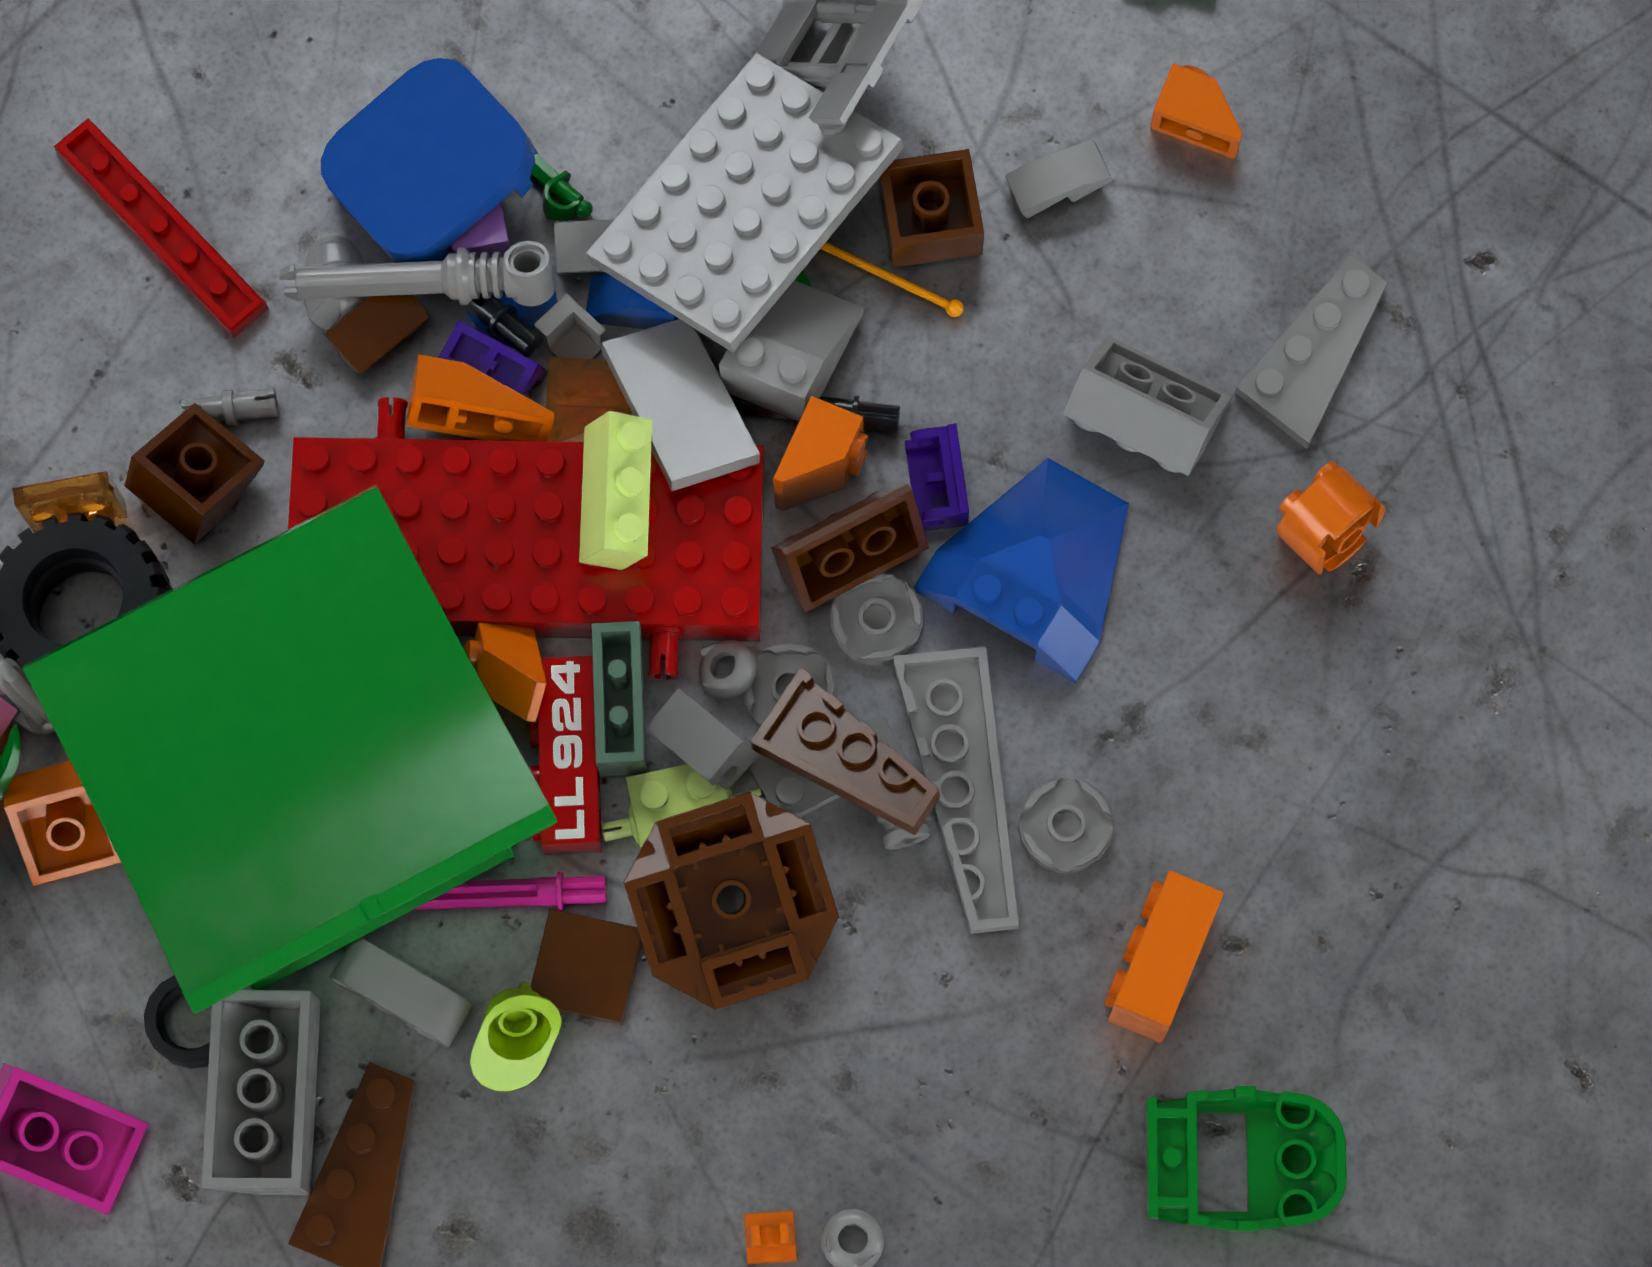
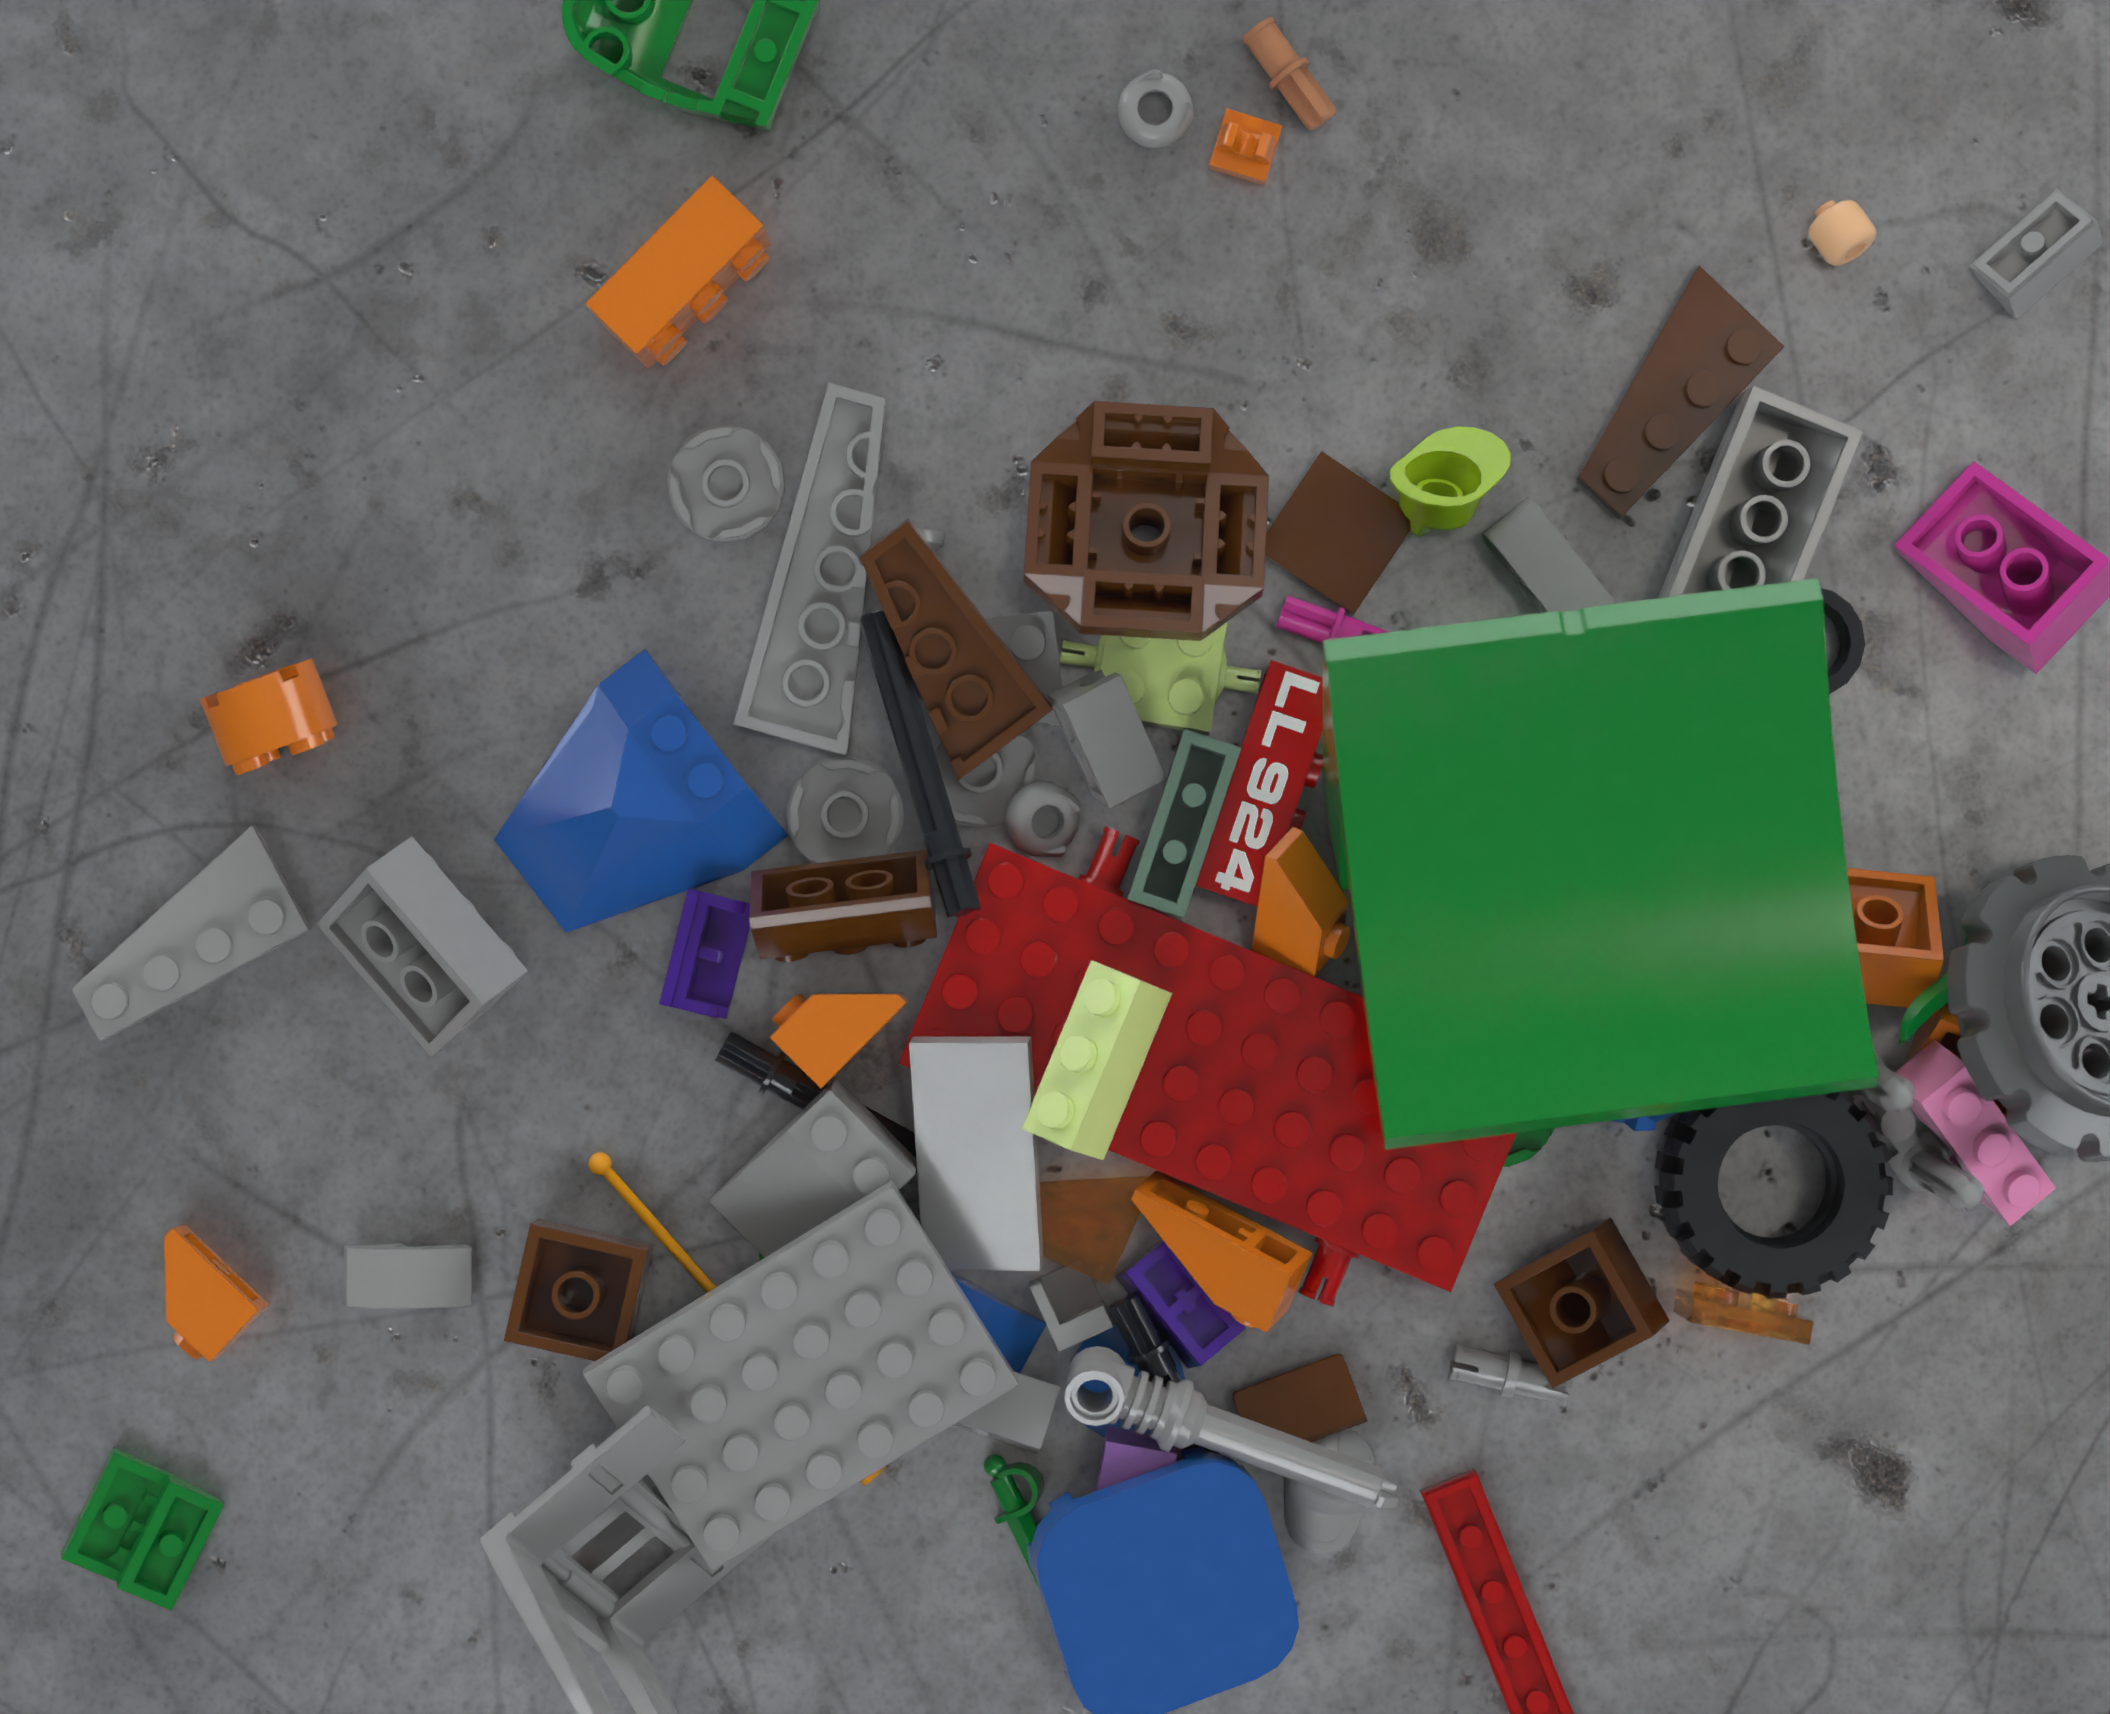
camera: 155 degrees left, 15 degrees up
(830, 658) = (920, 767): none -> black axle

